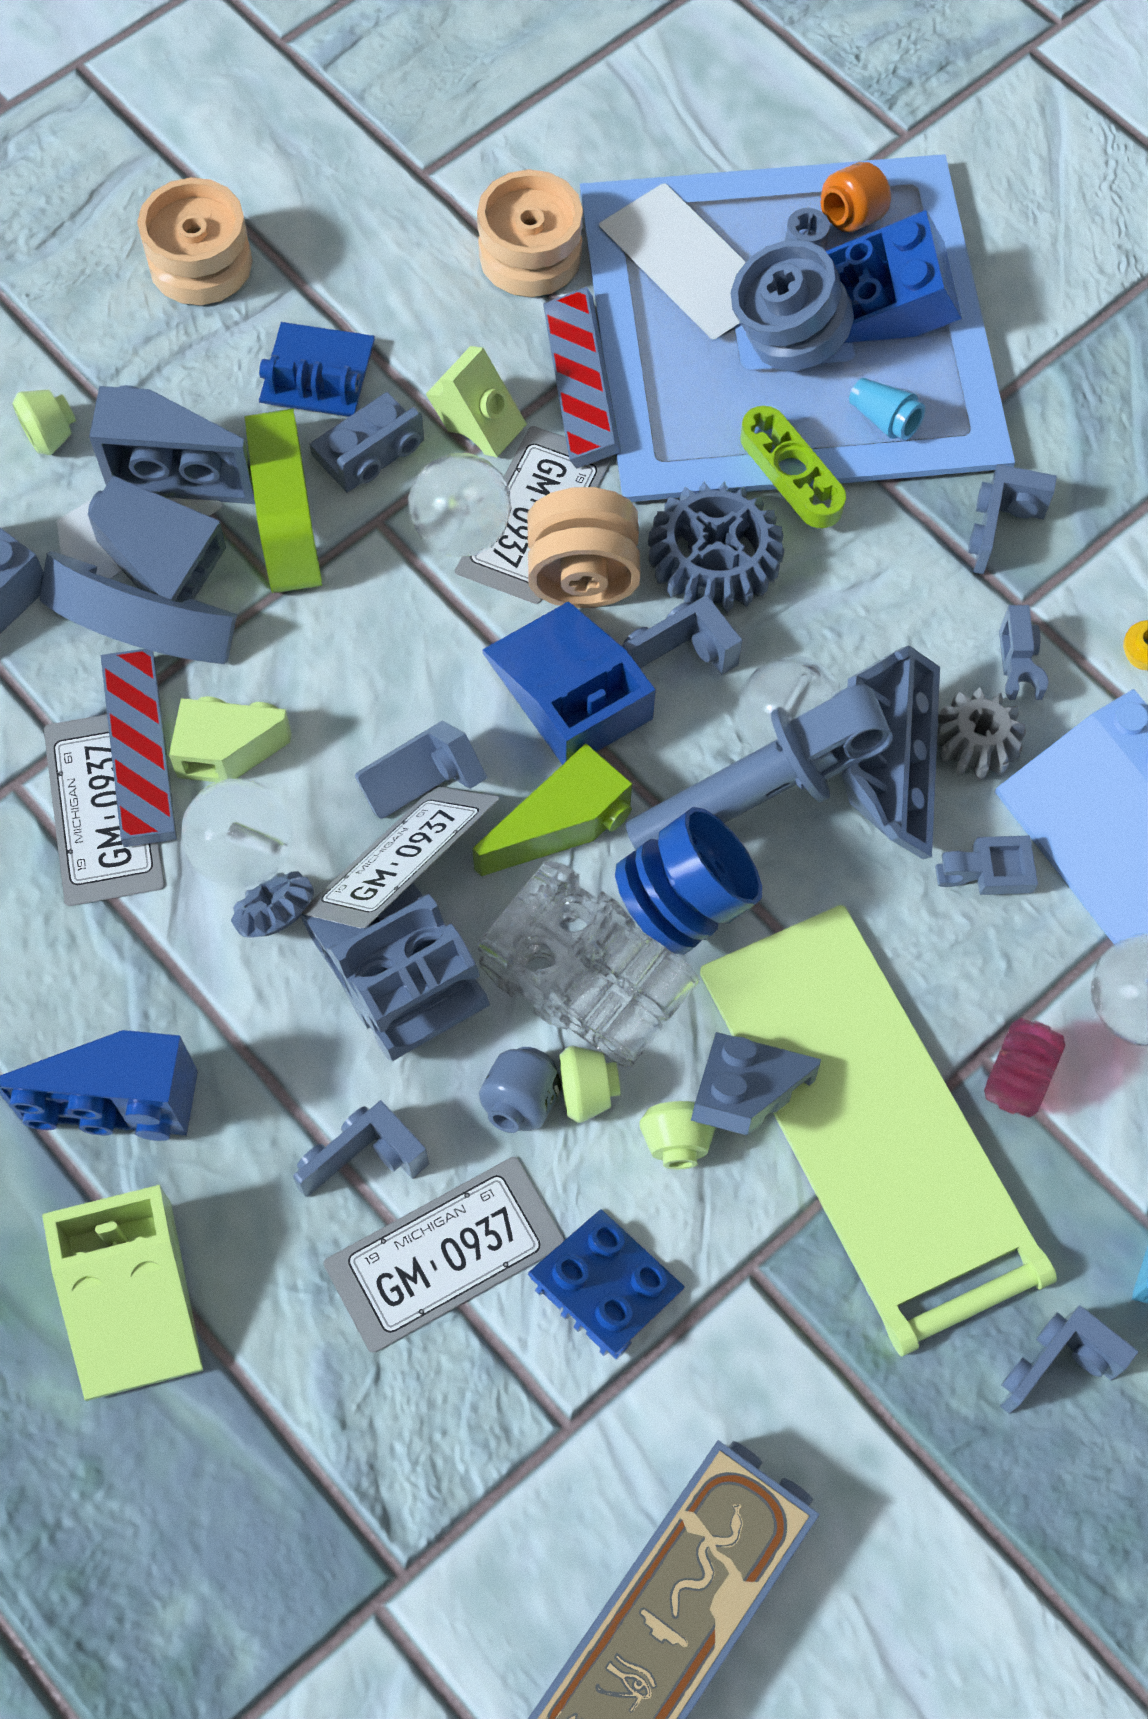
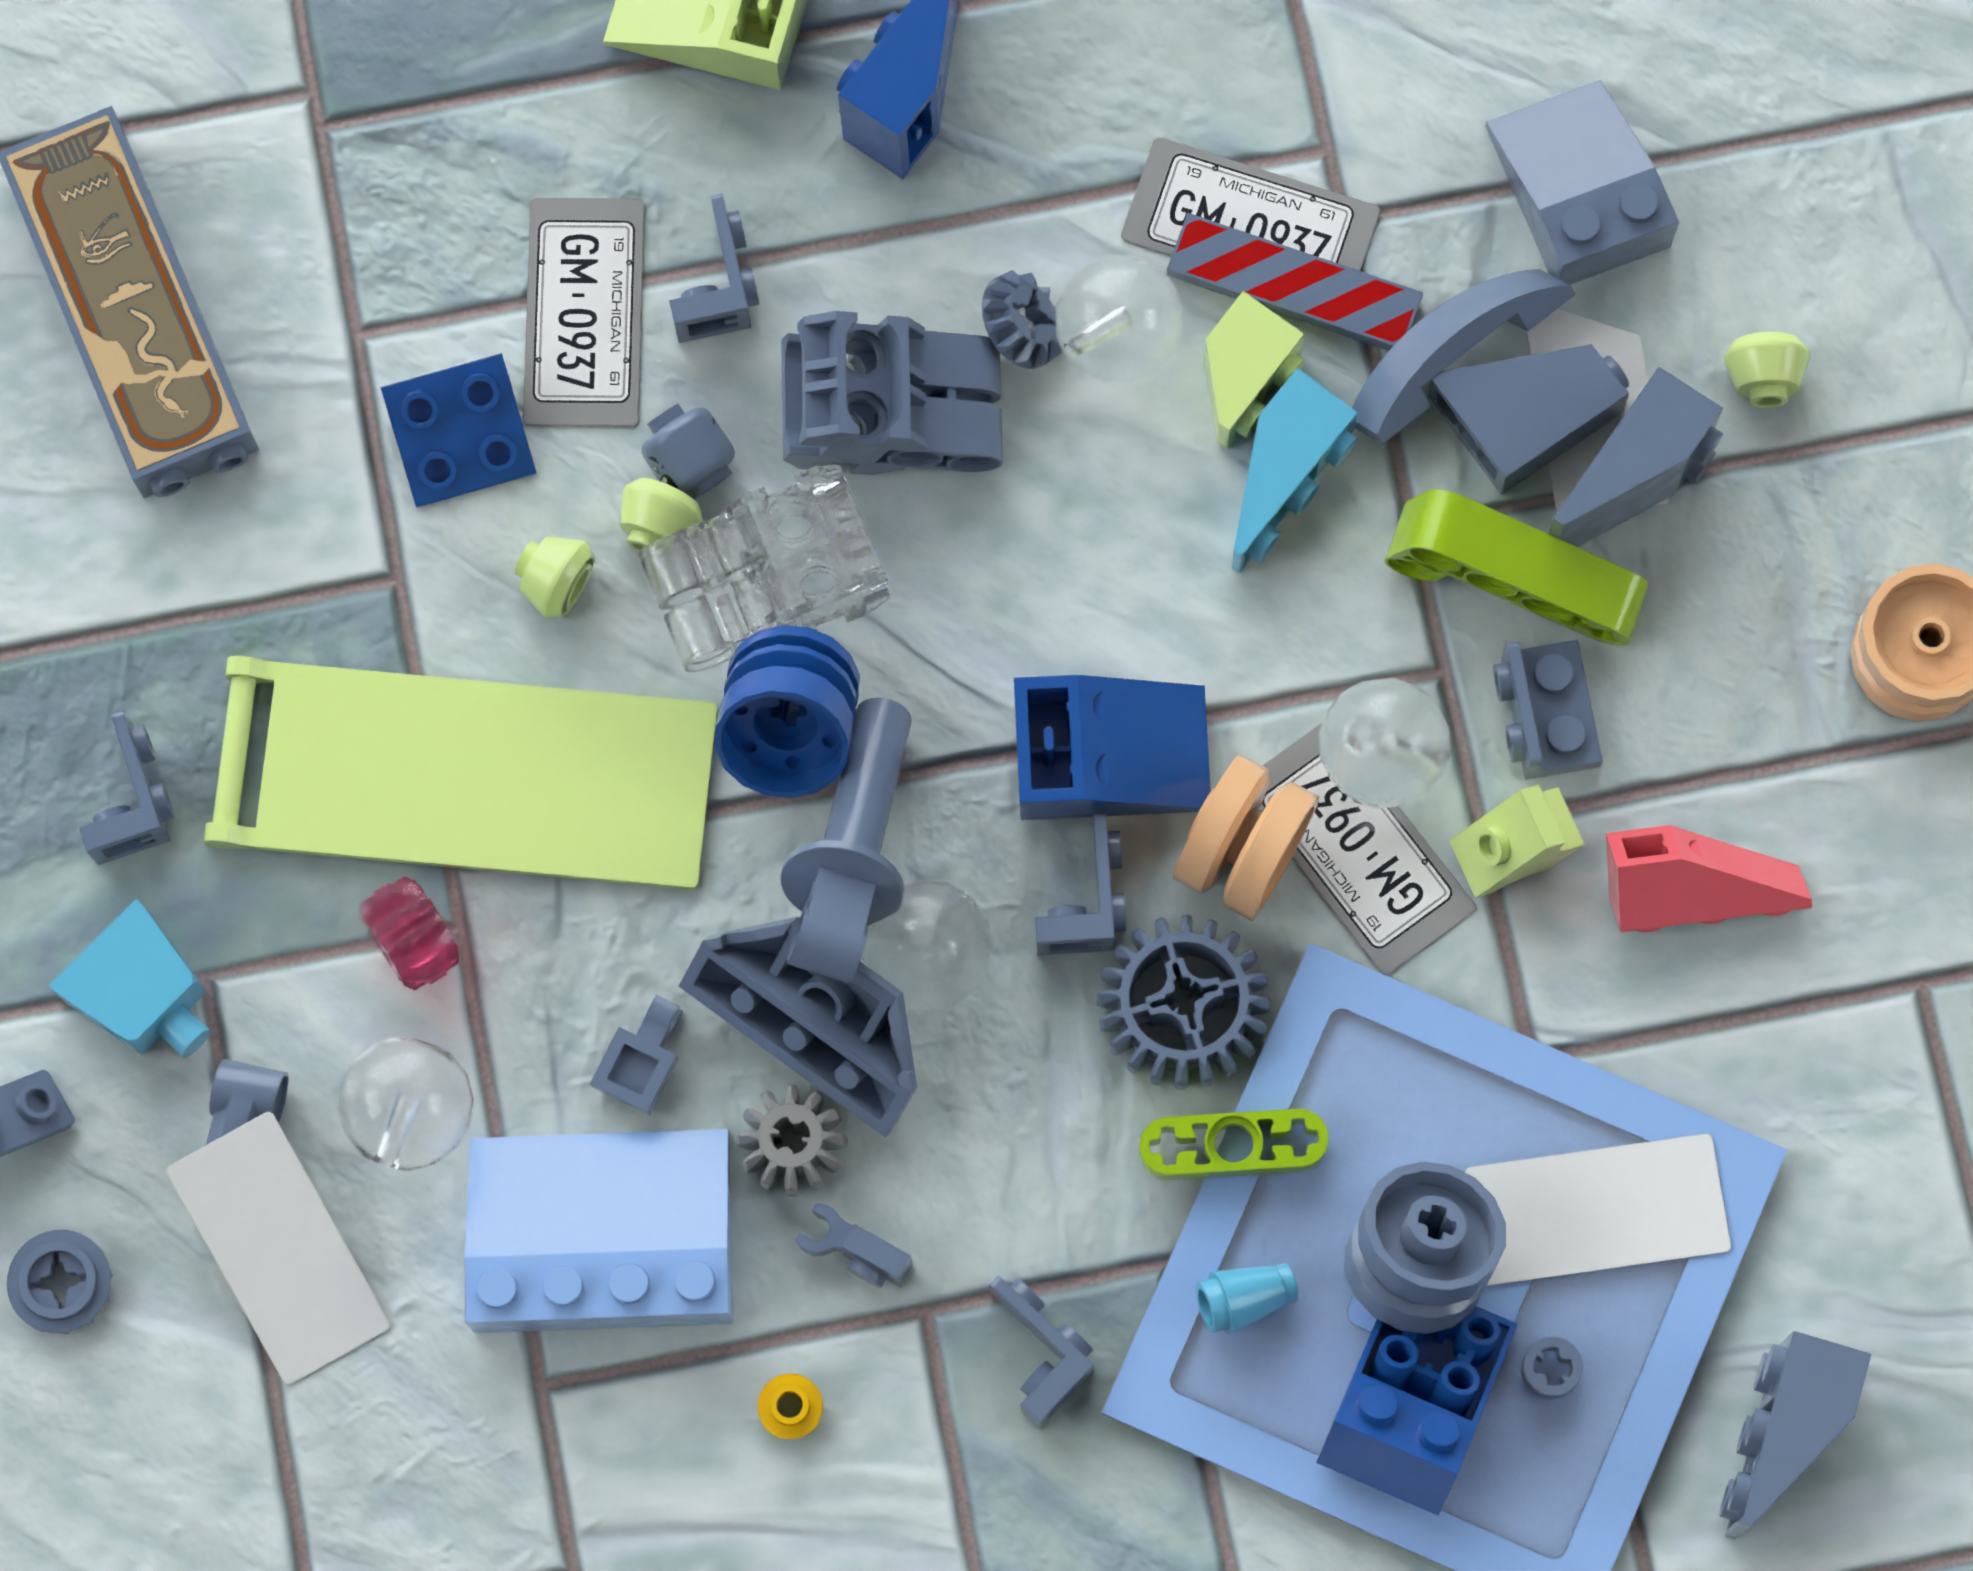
camera: 125 degrees right, 10 degrees up
(290, 674) = (1292, 445): none -> medium azure slope
(316, 369) = (1684, 704): blue hinge -> none
(399, 856) = (994, 460): sticker -> none
(418, 767) = (1100, 554): sand blue bracket -> none
(439, 298) = (1685, 878): none -> coral slope
(530, 232) = (1722, 1070): light nougat wheel -> none
(560, 814) = (959, 666): lime slope -> none
(581, 378) = (1499, 988): sand blue tile -> none
(748, 1082) = (558, 657): sand blue wing -> none
(761, 88) = (1806, 1403): none -> sand blue slope
(855, 196) = (1561, 1448): orange head -> none

